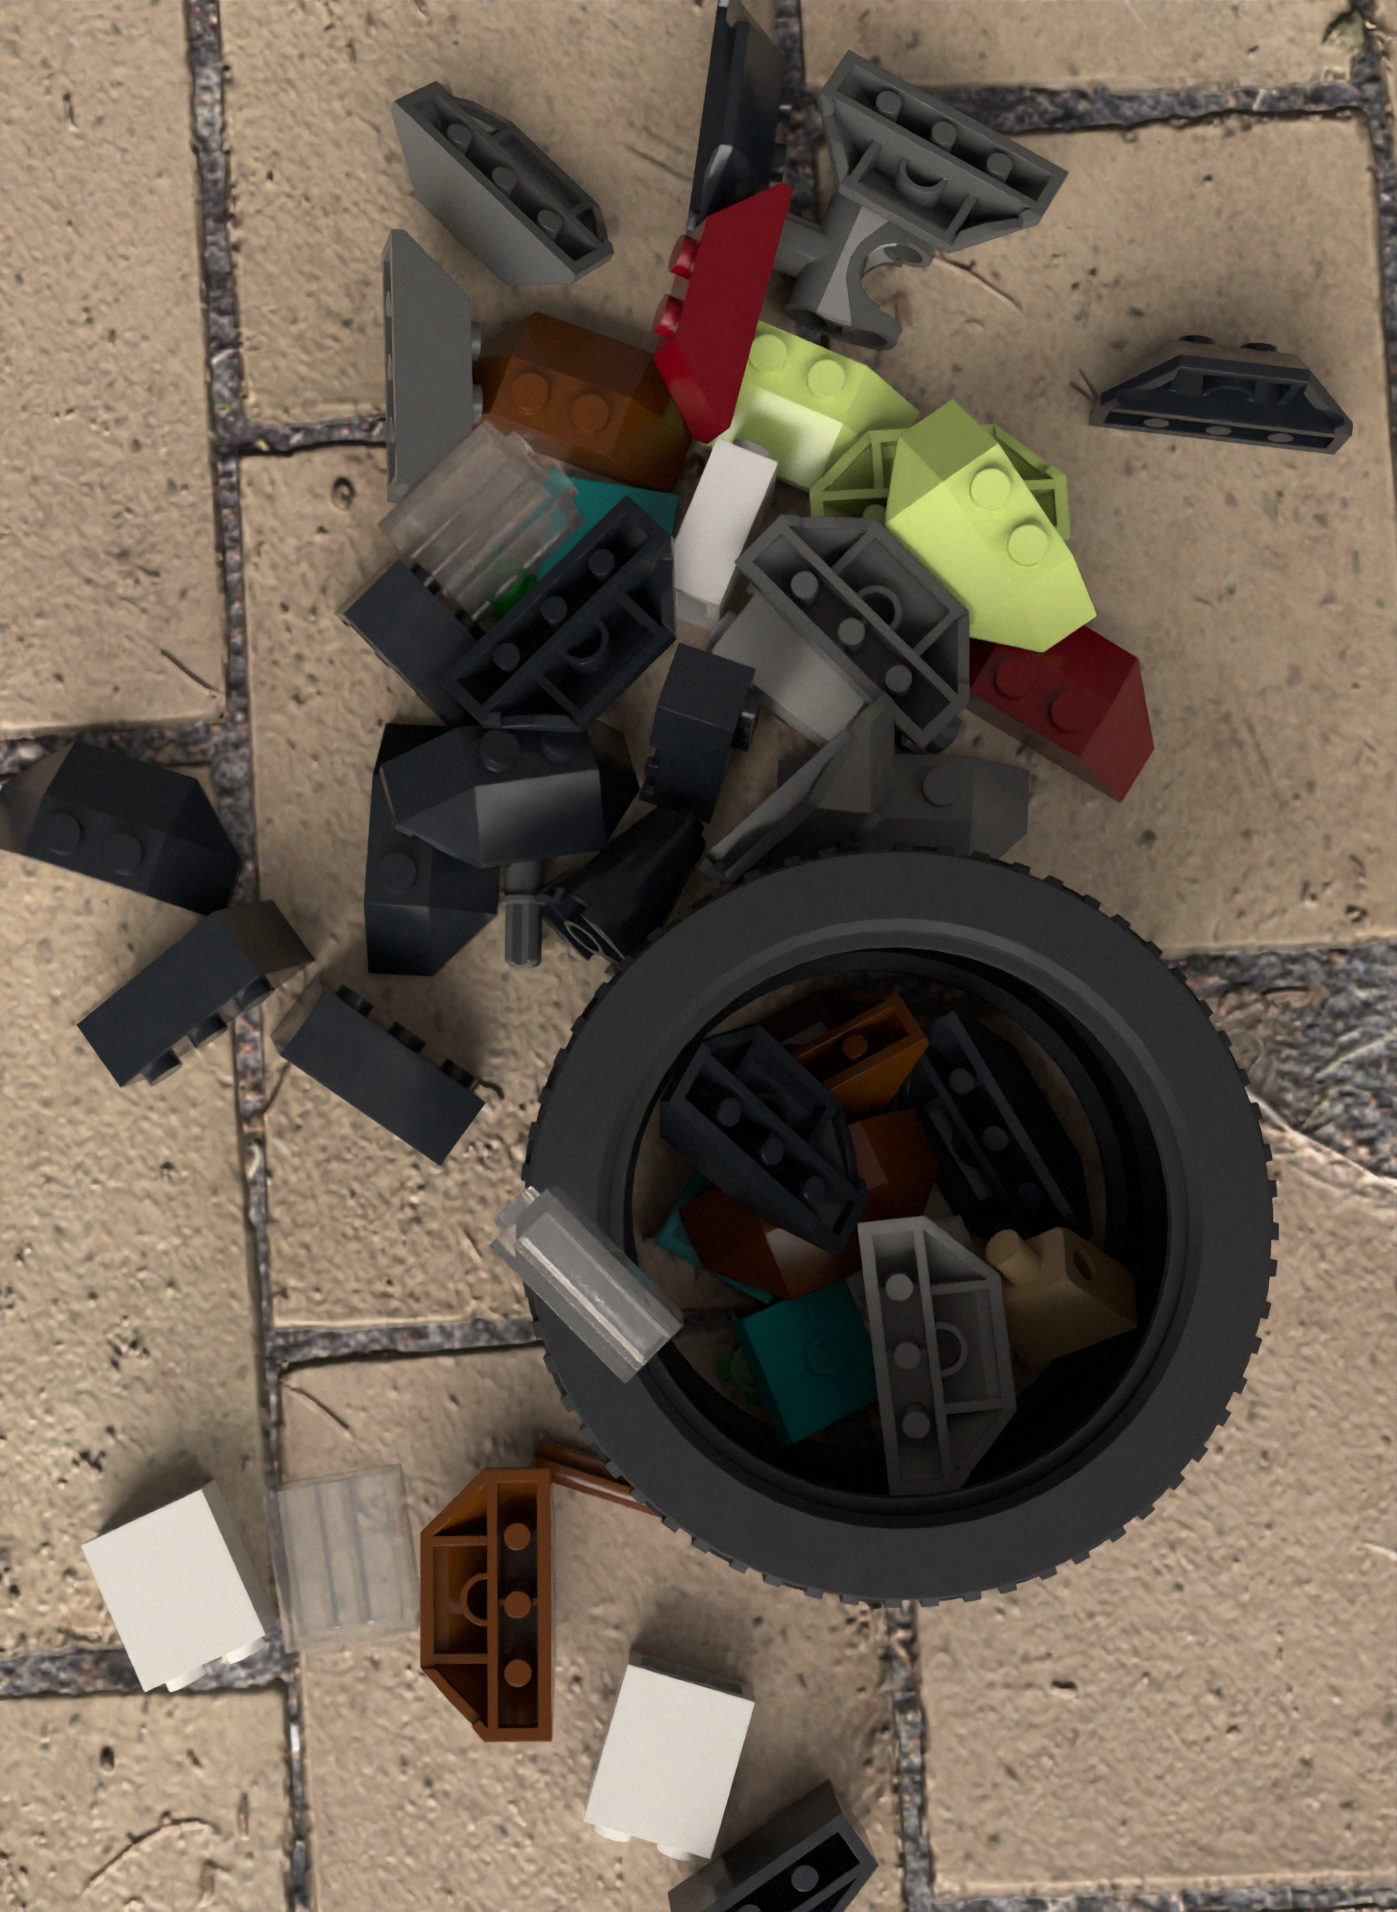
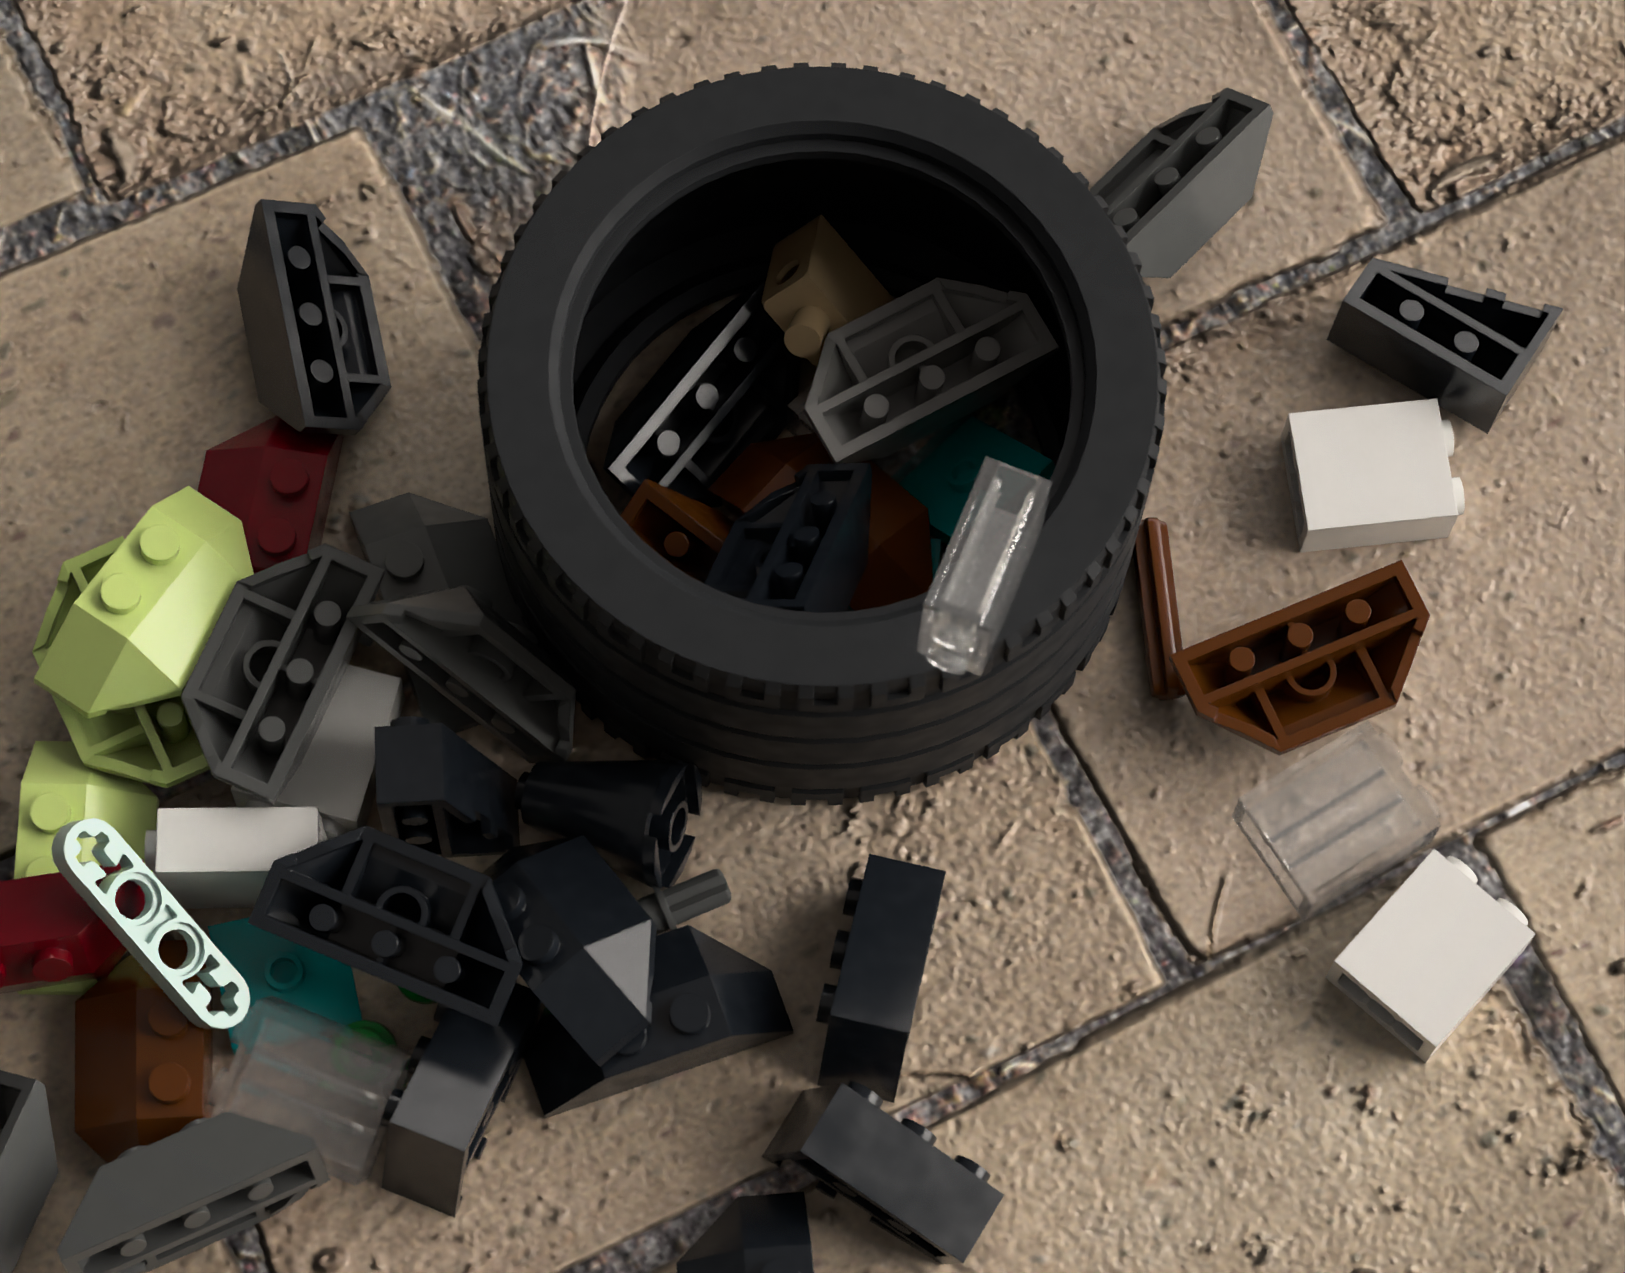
camera: 115 degrees left, 15 degrees down
(659, 405) = (144, 932): none -> light aqua beam
(1045, 1700) = (1187, 179): none -> dark grey wedge
(1226, 801) = (310, 322): none -> black wedge

